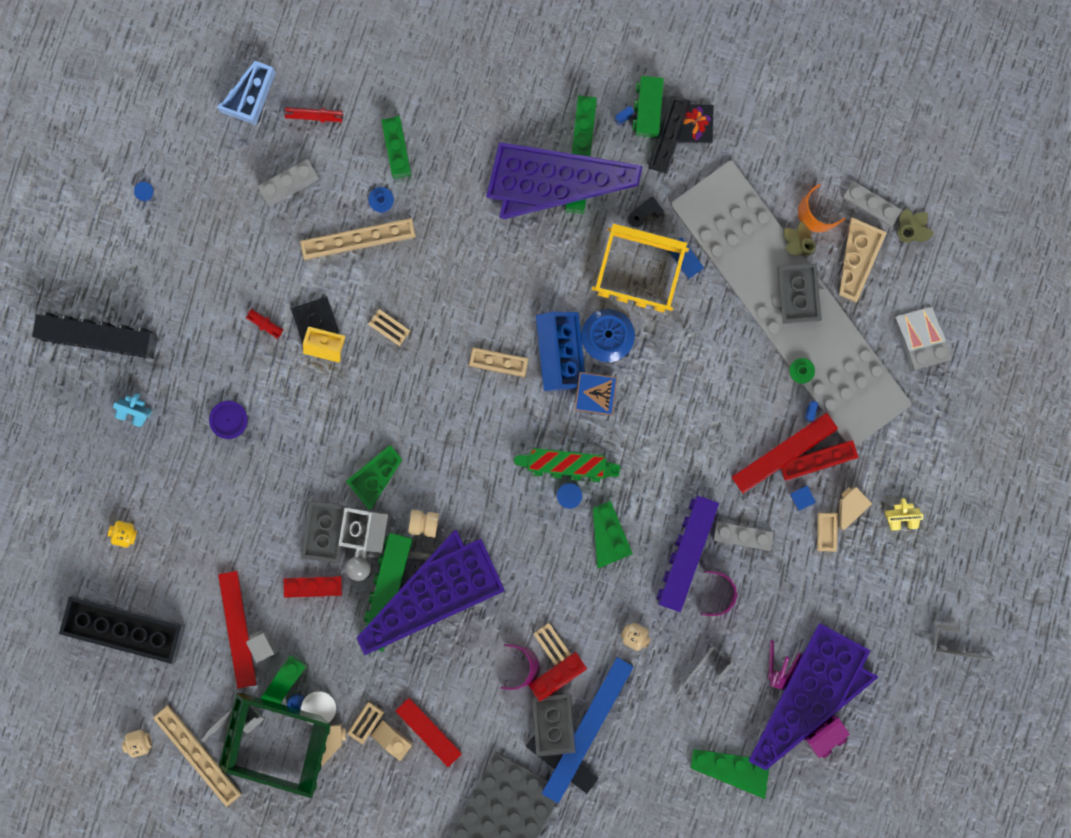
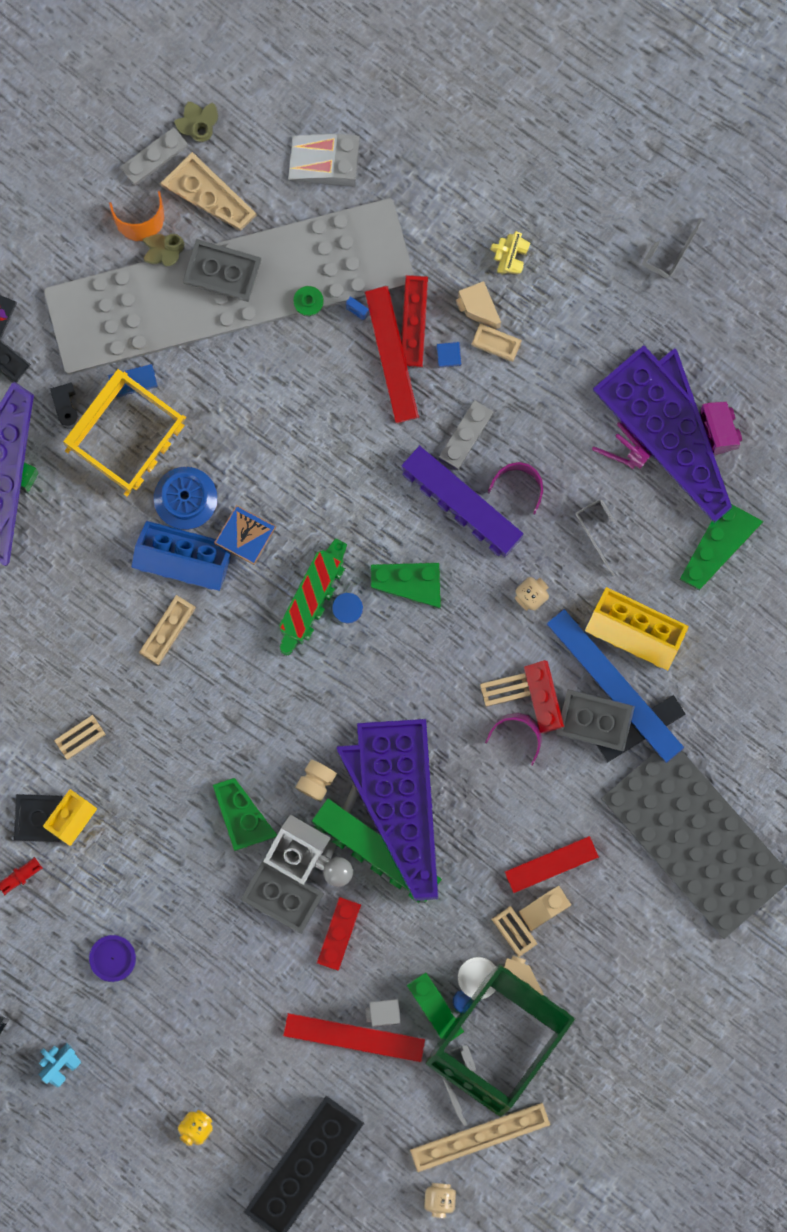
camera: 70 degrees left, 5 degrees down
(640, 730) = (636, 628): none -> yellow slope

